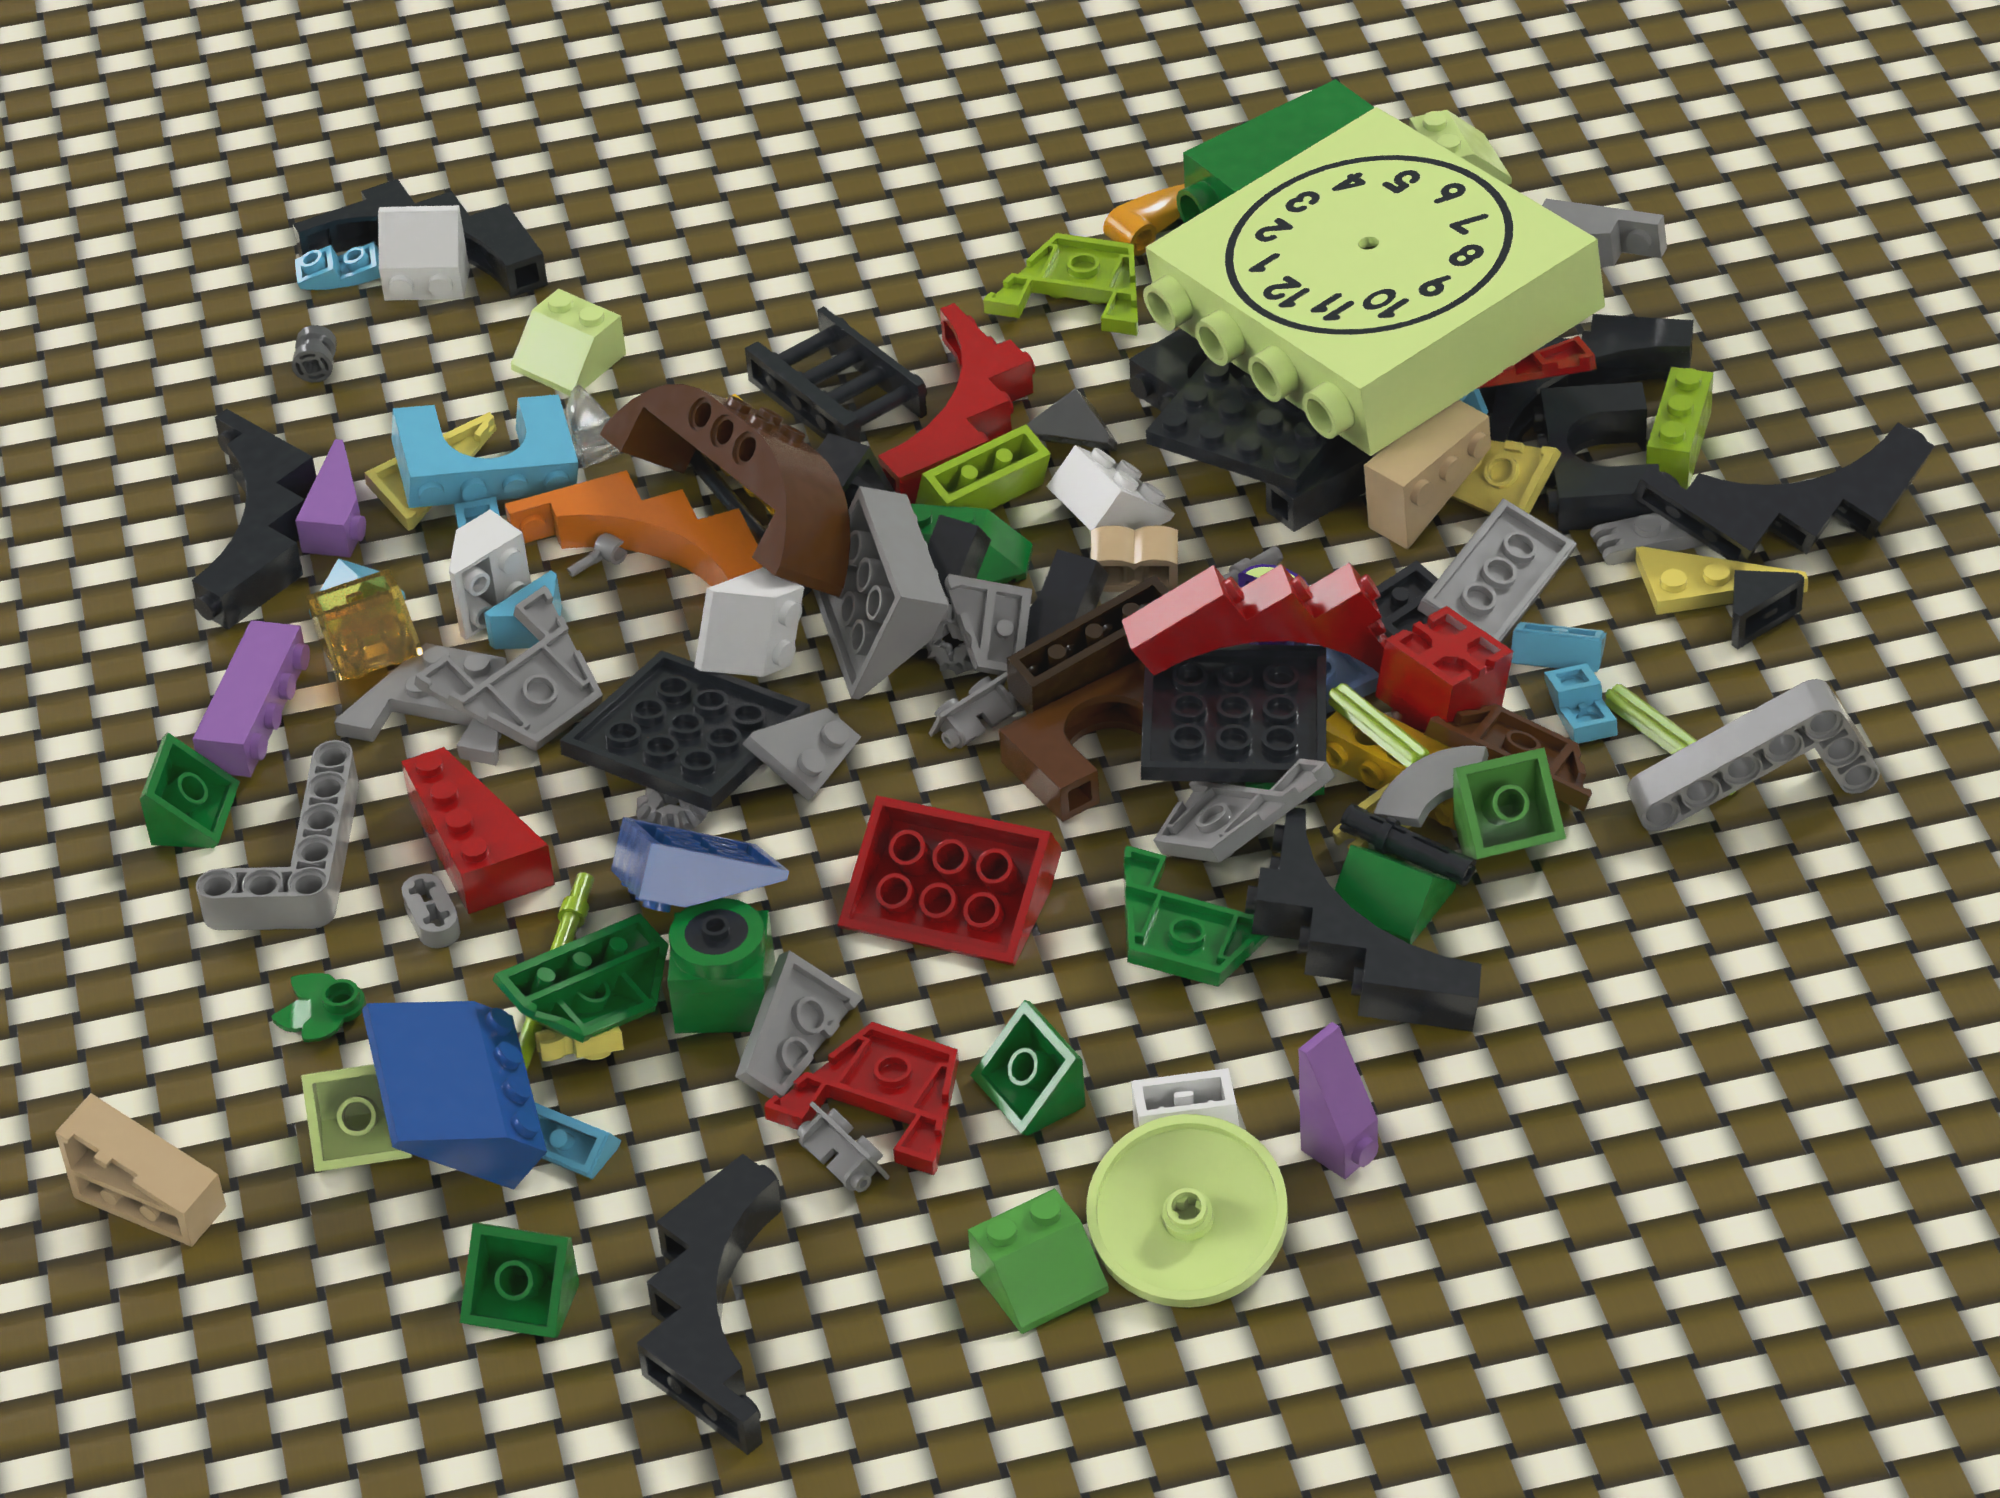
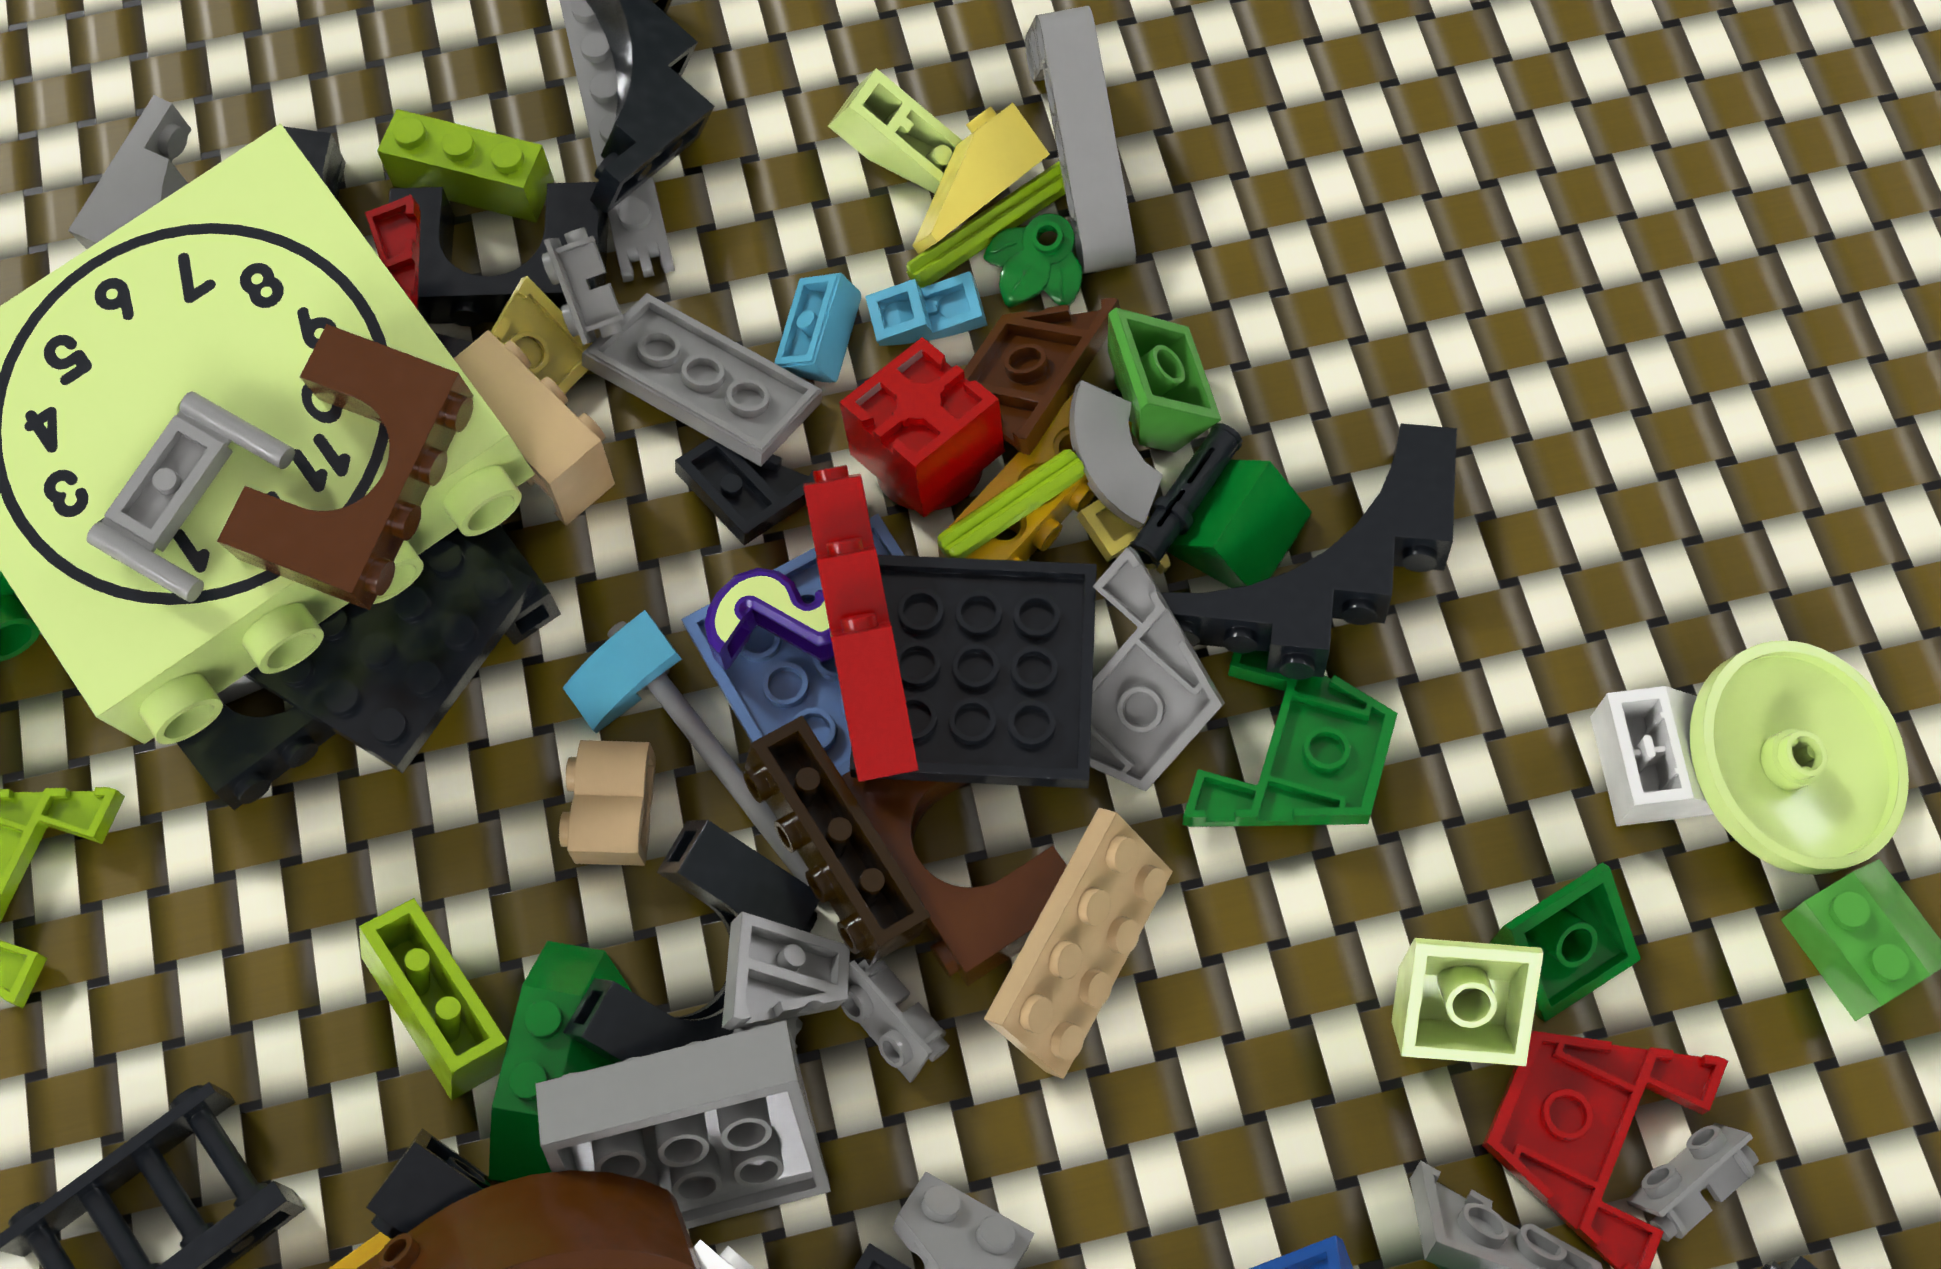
camera: 90 degrees left, 25 degrees up
(949, 880) = (1224, 1045): red slope -> none
(970, 992) = (1466, 1001): none -> yellowish green slope
(977, 410) = (190, 998): red arch -> none
(1024, 786) = (1079, 944): none -> tan plate
(1073, 422) = (320, 878): dark grey slope -> none
(1107, 492) = (482, 833): white slope -> none
(1239, 552) = (619, 669): none -> medium azure slope
(1299, 236) = (171, 485): none -> light grey plate
(1335, 1109) = (1645, 590): medium lavender slope -> none
(1361, 332) = (355, 547): none -> reddish brown arch
(1547, 474) = (572, 267): none -> light grey hinge
(1627, 761) = (1035, 267): none -> green plate
(1691, 581) = (724, 179): light yellow wing -> none
(1693, 703) = (979, 170): none -> light yellow slope
(1743, 670) = (895, 131): none -> yellowish green slope
(1763, 602) = (787, 120): black slope -> none

